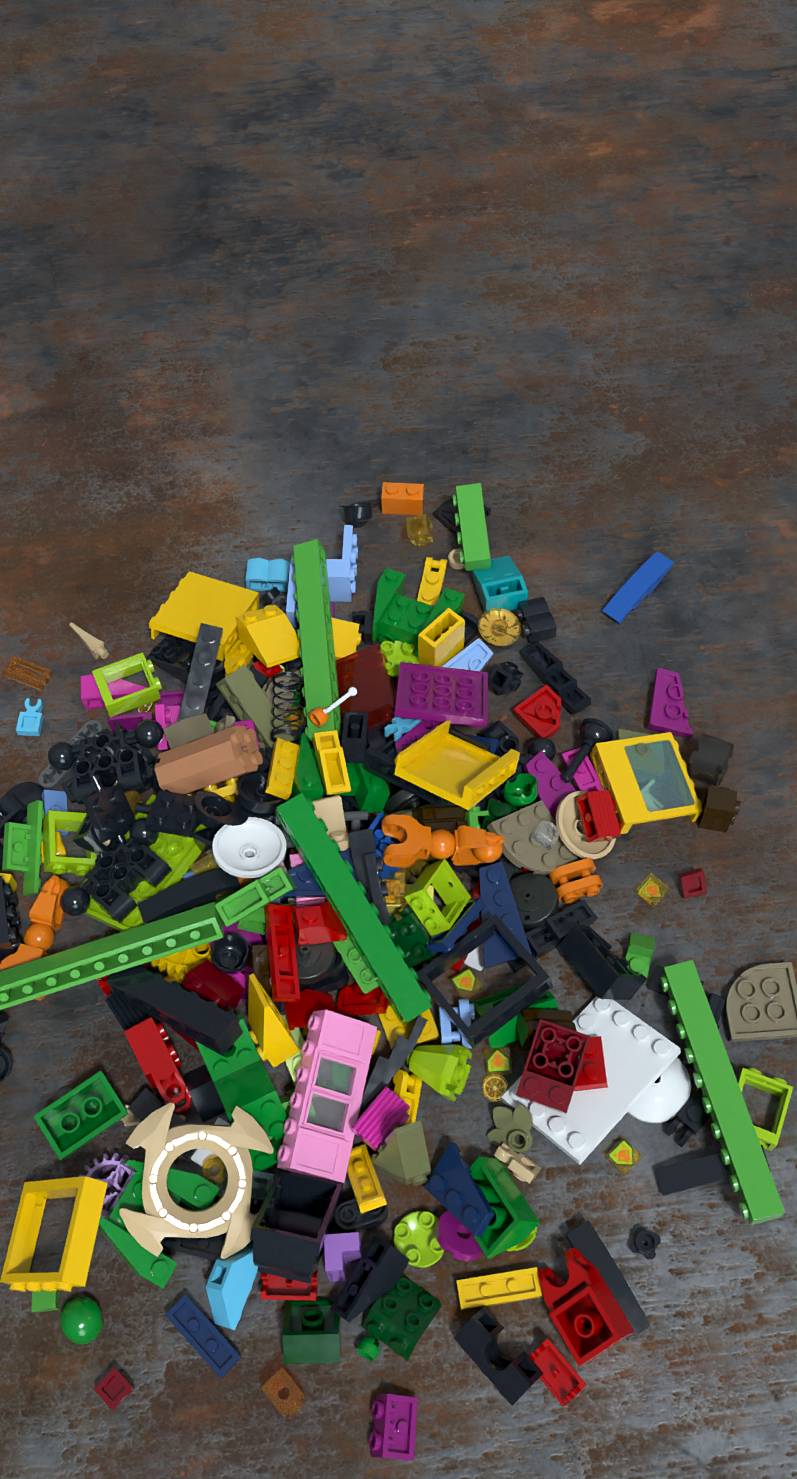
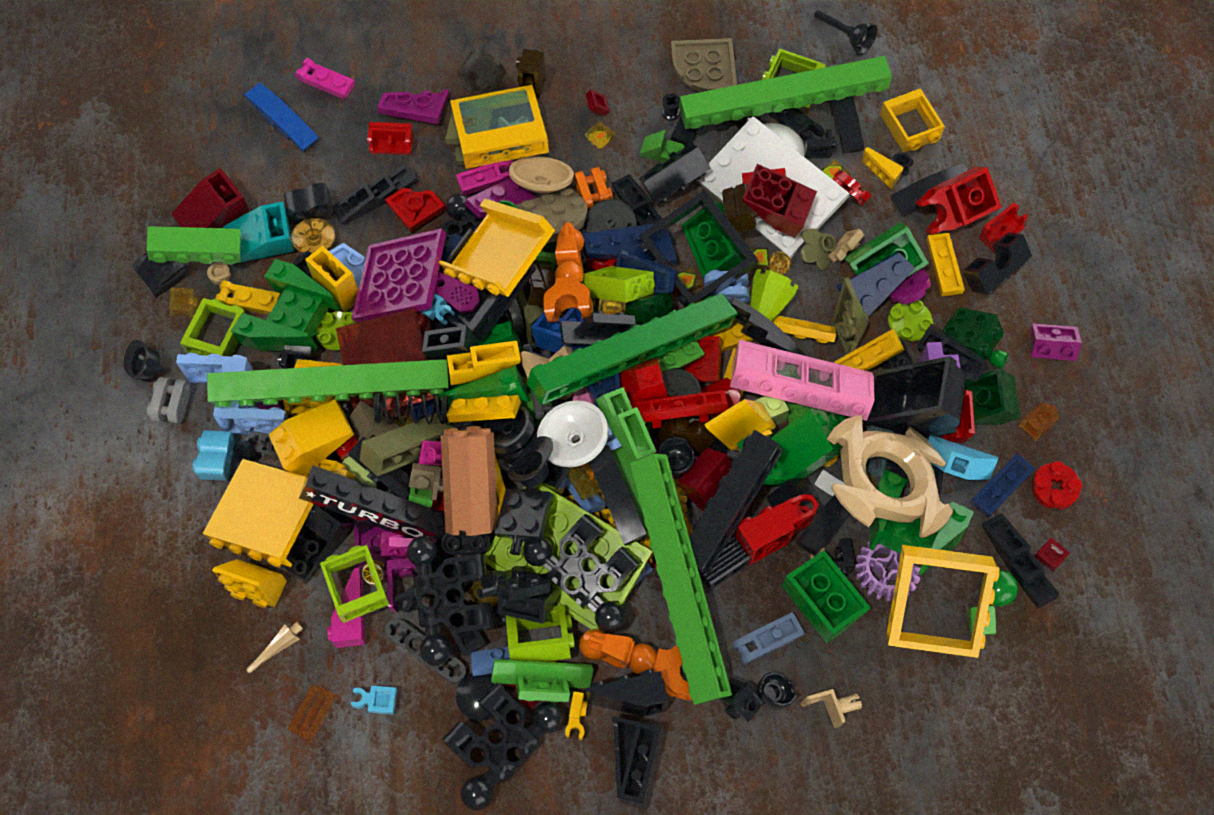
camera: 90 degrees left, 5 degrees up
(49, 1062) = (769, 638): none -> sand blue plate
(110, 1348) = (1020, 562): none -> black slope
(118, 1141) = (844, 555): none -> black bracket
(137, 605) = (251, 582): none -> yellow slope
(184, 1403) = (1065, 477): none -> red plate
(188, 730) = (427, 510): dark tan slope -> none
(320, 716) = (429, 370): hinge -> none
(328, 532) = (169, 400): none -> light grey brick
(380, 541) = (192, 345): none -> lime window
(381, 1119) = (822, 335): dark pink brick -> none
(402, 498) = (134, 319): orange brick -> none
(504, 677) = (375, 230): black brick -> none
(528, 542) = (211, 203): none -> dark red slope
(546, 834) = (554, 200): clear tile -> none
(591, 732) = (448, 162): black piece -> none
(593, 1171) = (851, 187): none -> red plate
(598, 816) = (537, 159): red brick -> none
(622, 685) = (390, 138): none -> red hinge
(629, 1220) = (882, 167): none -> yellow slope
(656, 1135) = (820, 147): none -> black bracket
(693, 622) = (325, 79): none -> dark pink plate
(703, 962) = (671, 107): none -> black bush
(733, 1248) = (906, 103): none -> yellow window

